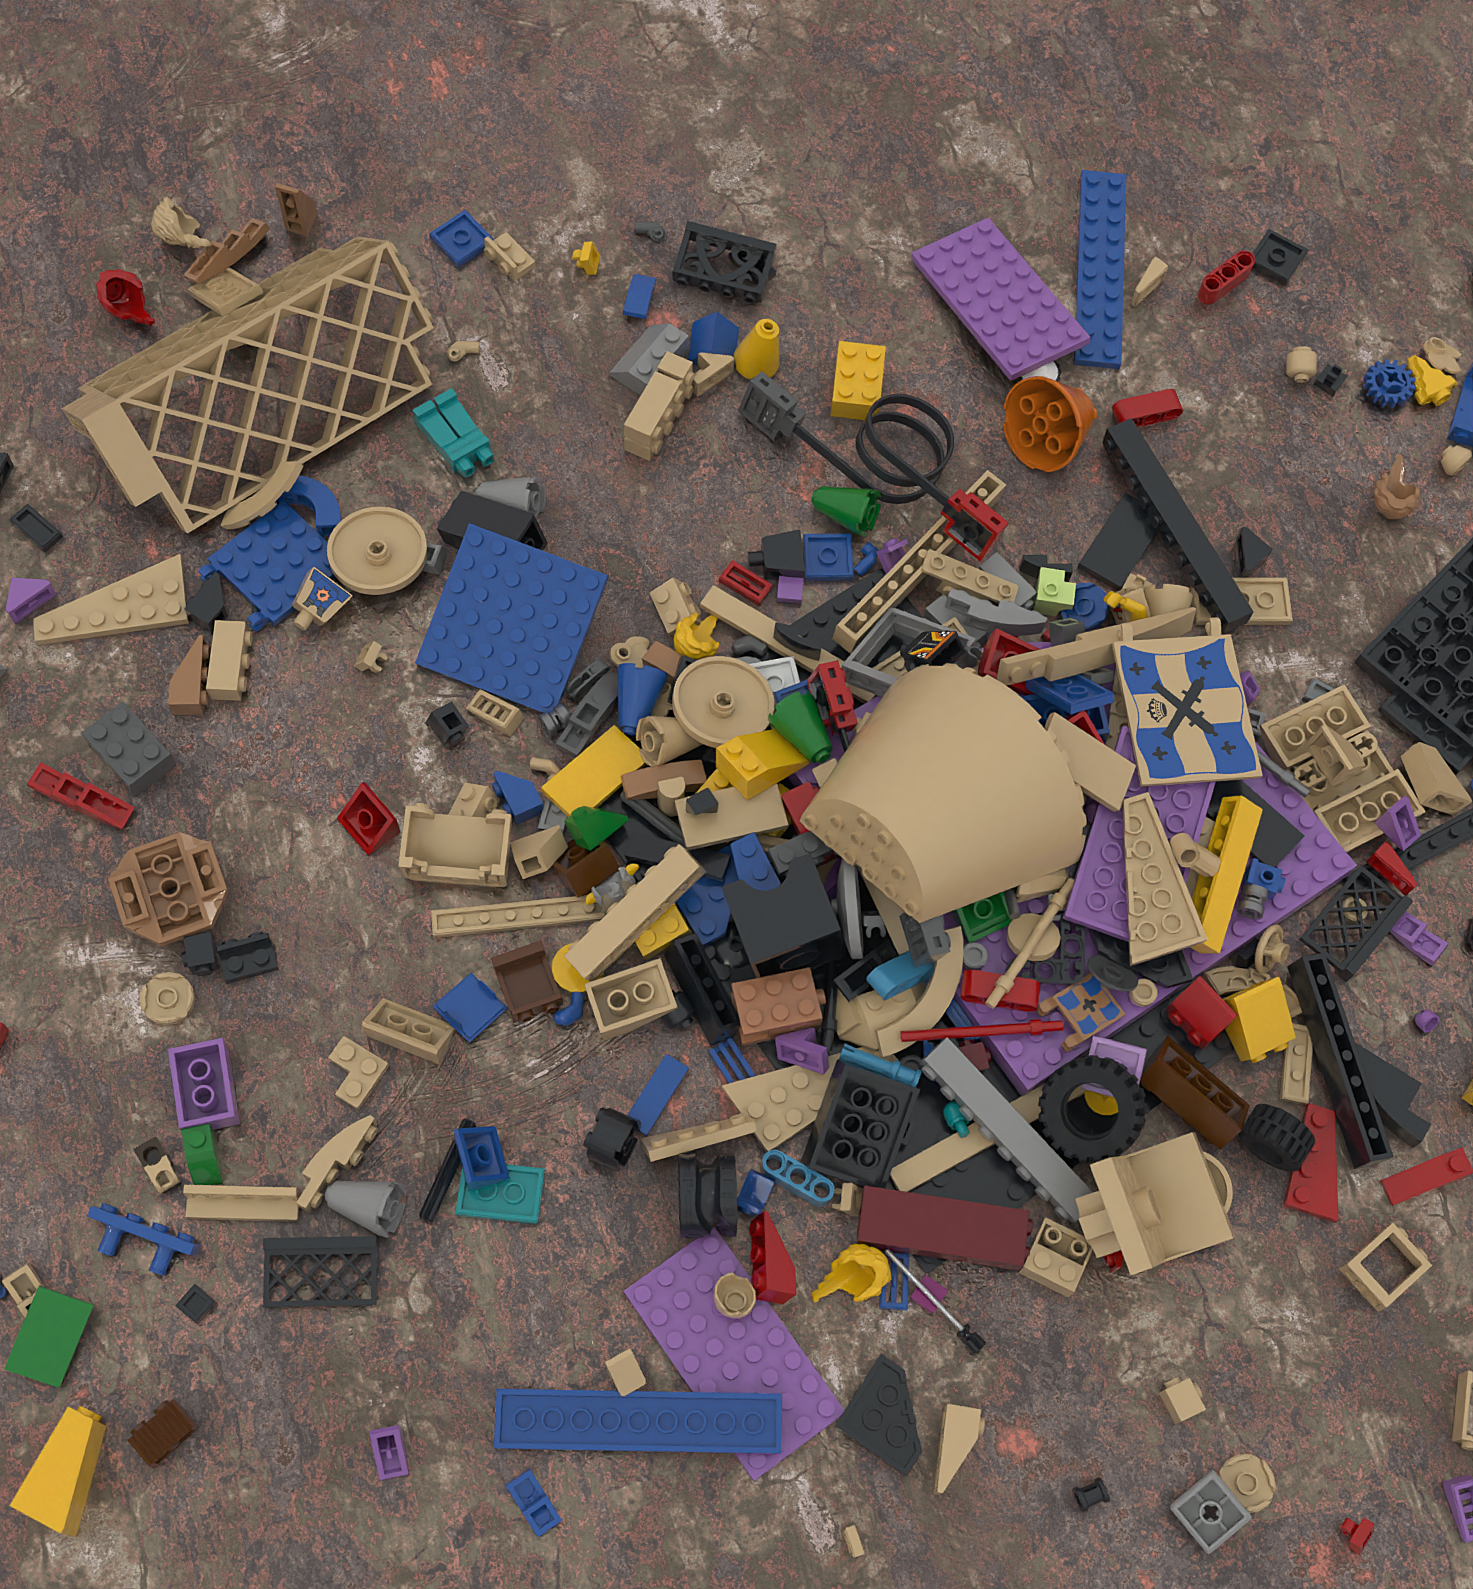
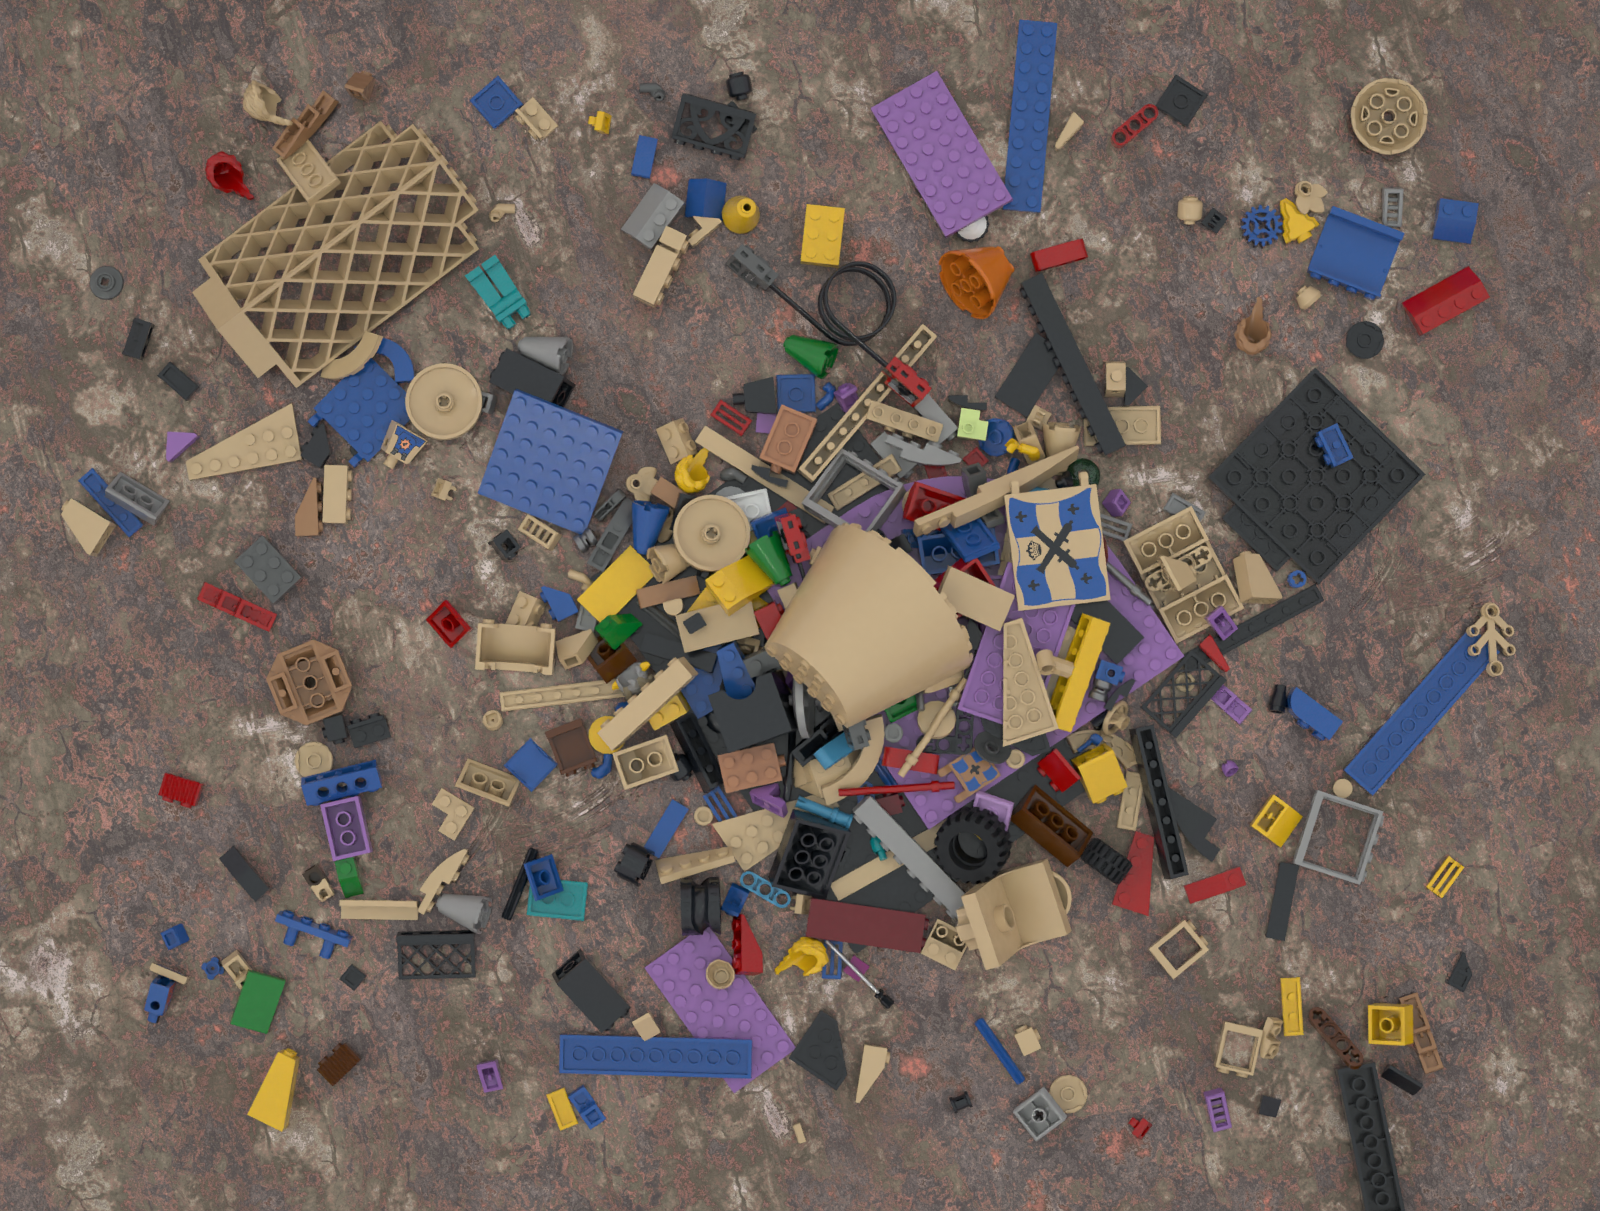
camera: 10 degrees right, 20 degrees up
(52, 1152) = (245, 873): none -> black slope
(242, 1009) = (330, 779): none -> blue brick
(420, 946) = (492, 720): none -> tan tile
(496, 1506) = (562, 1109): none -> yellow tile
(546, 1324) = (591, 991): none -> black slope
(709, 1078) = (703, 816): none -> tan tile
(754, 223) = (739, 85): none -> black head
(821, 596) = (787, 440): none -> nougat torso
(938, 649) = (869, 503): black torso -> none
(1142, 1418) = (999, 1051): none -> blue axle
(1229, 535) = (1114, 378): none -> tan torso
(1245, 975) = (1094, 738): none -> blue hand
(1280, 905) = (1123, 690): none -> black slope

